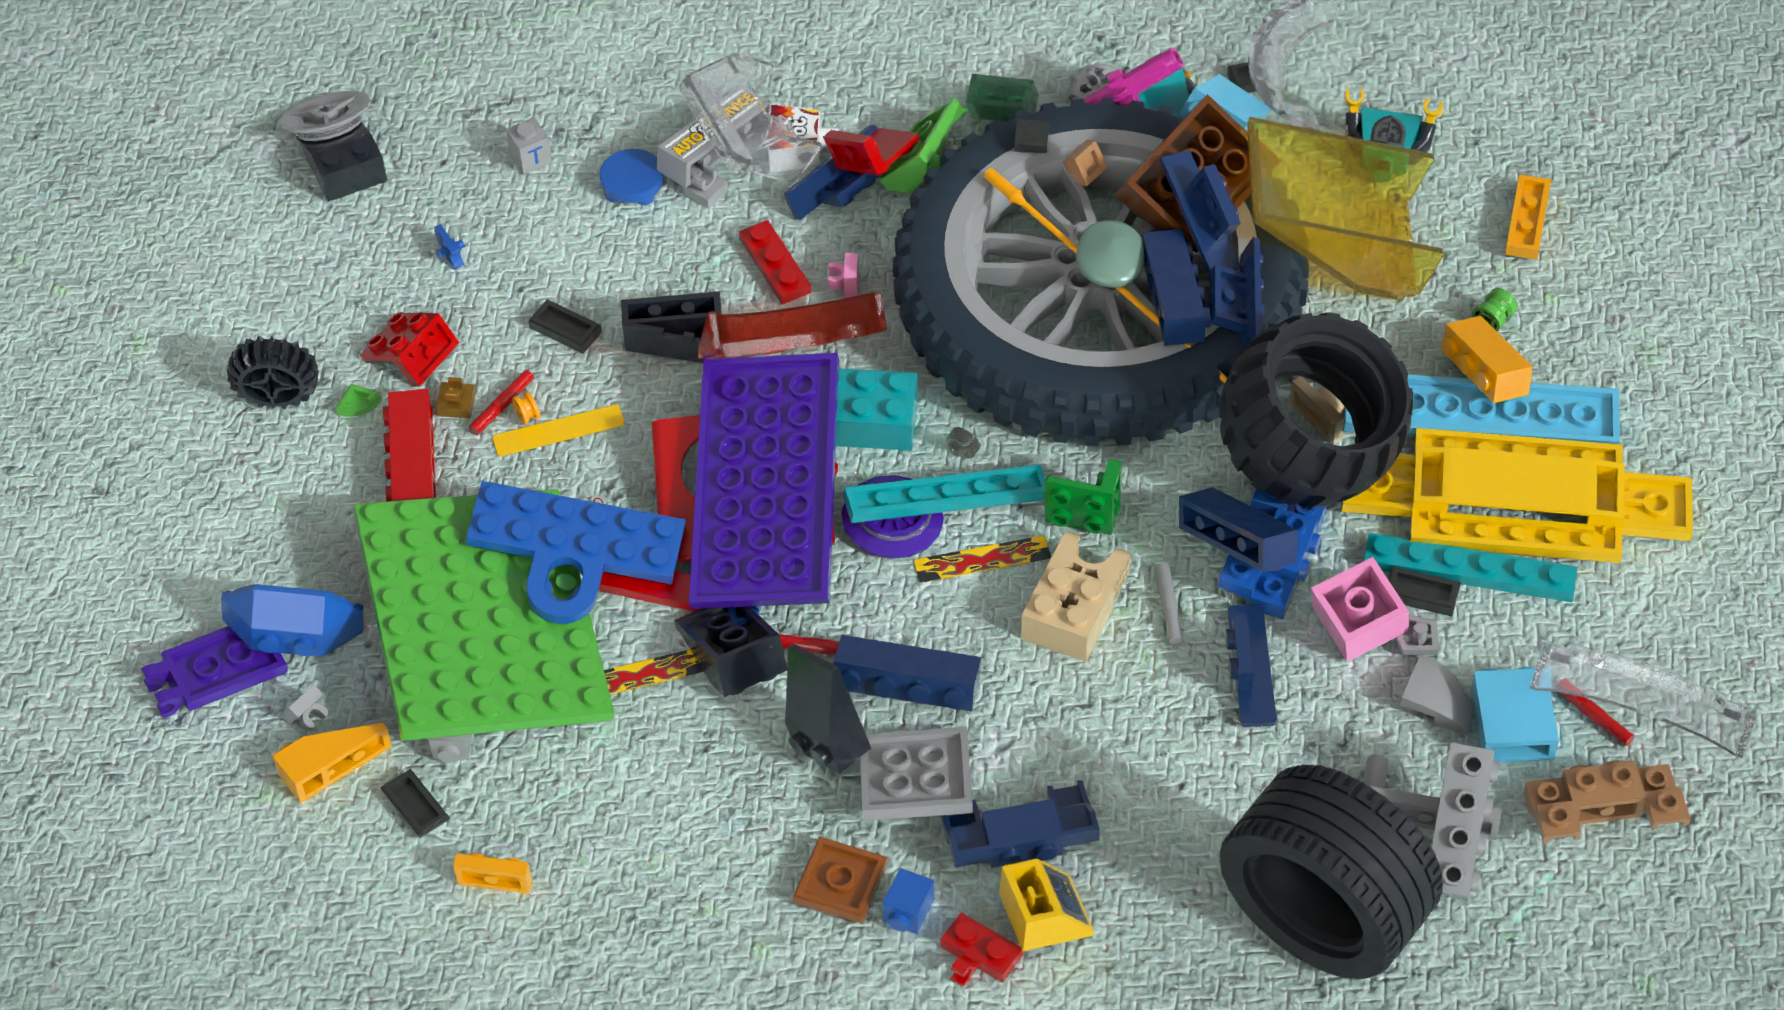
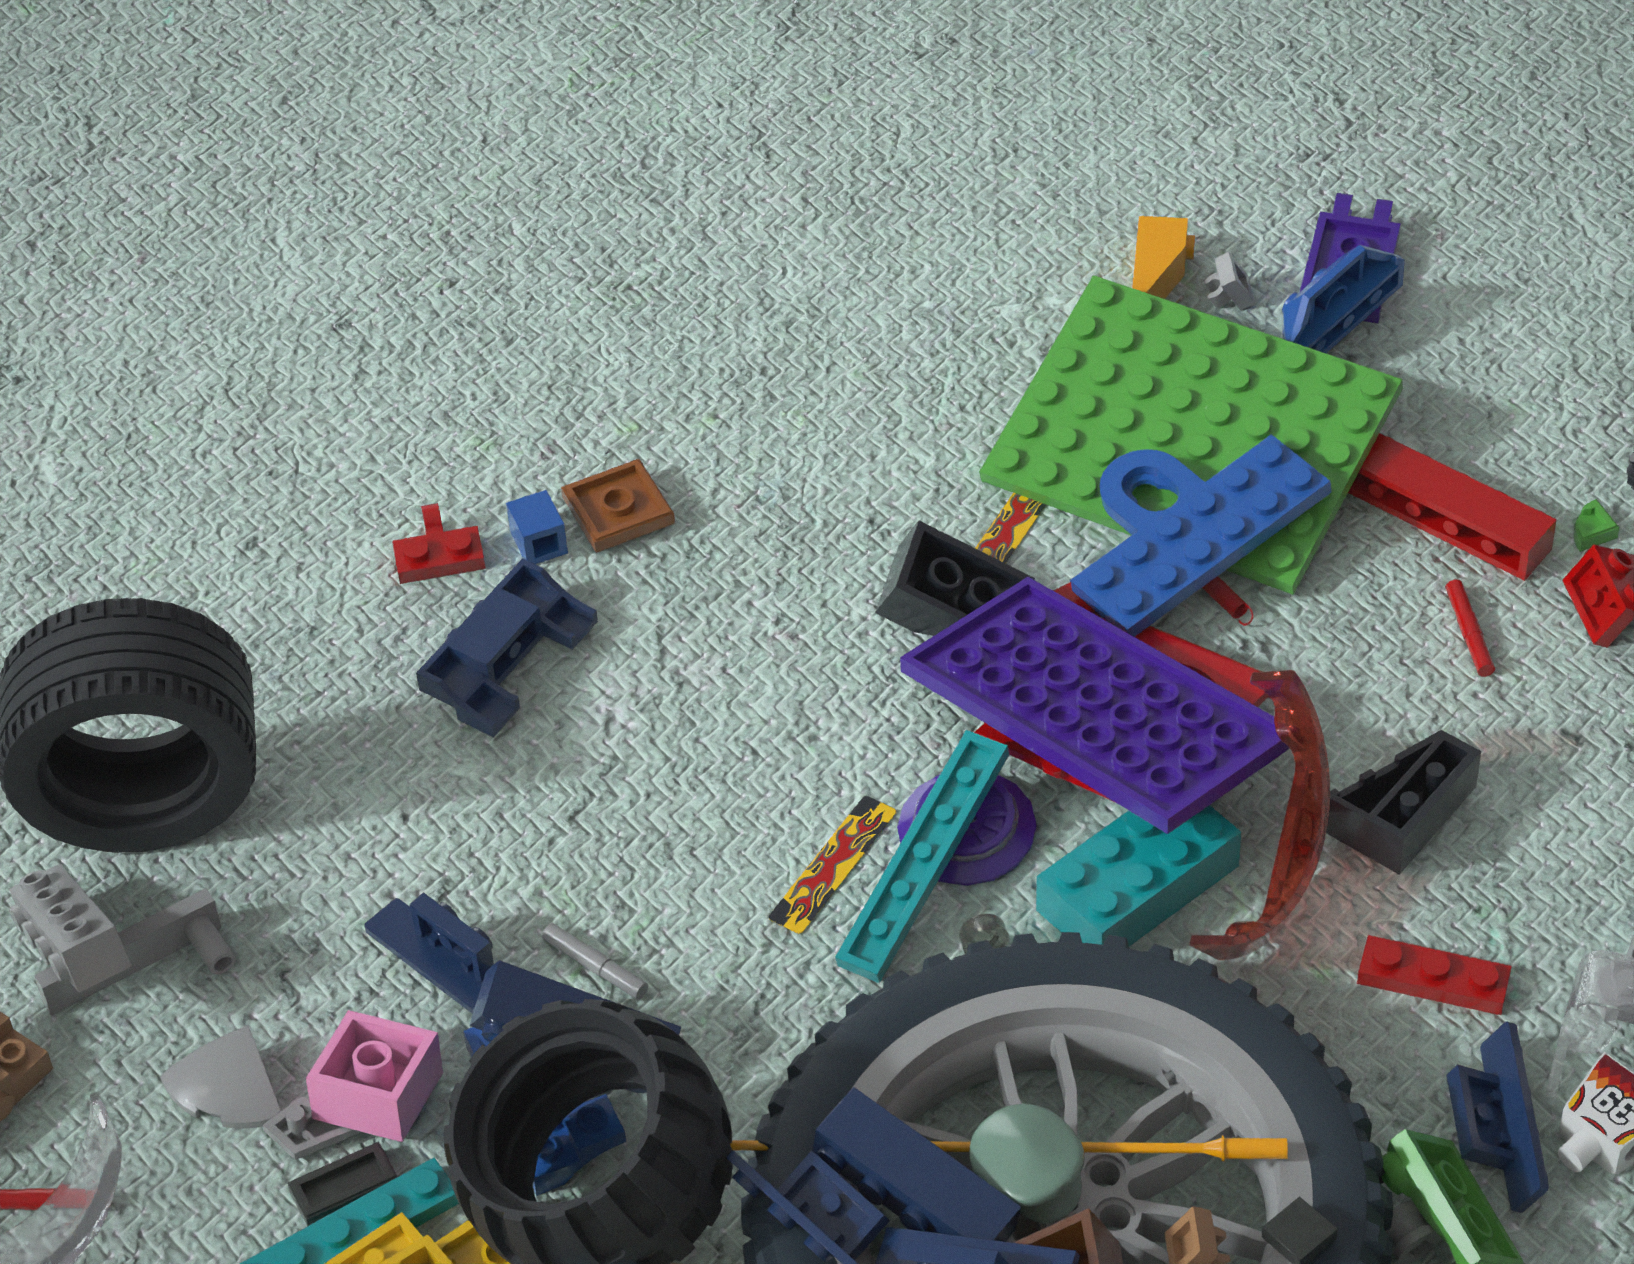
camera: 135 degrees right, 5 degrees down
(415, 803) = (1039, 301): pearl dark grey tile -> none
(456, 398) = (1511, 595): pearl gold tile -> none
(492, 873) = (905, 298): light orange plate -> none
(526, 407) = (1434, 620): light orange bush -> none
(558, 430) = (1385, 655): yellow sticker -> none
(565, 326) = (1528, 740): pearl dark grey tile -> none
(813, 644) = (874, 667): red piece -> none
(821, 712) = (770, 560): black slope -> none
(847, 275) = (1329, 1010): bright pink tile -> none
(870, 152) = (1481, 1127): red bracket -> none
(908, 672) = (758, 681): dark blue brick -> none
(916, 774) = (646, 611): light grey plate -> none
(1042, 905) = (409, 602): yellow slope -> none
(1073, 599) = (684, 868): tan brick -> none
(1085, 504) = (771, 949): green bracket -> none
(1513, 716) = (143, 1106): medium azure brick -> none

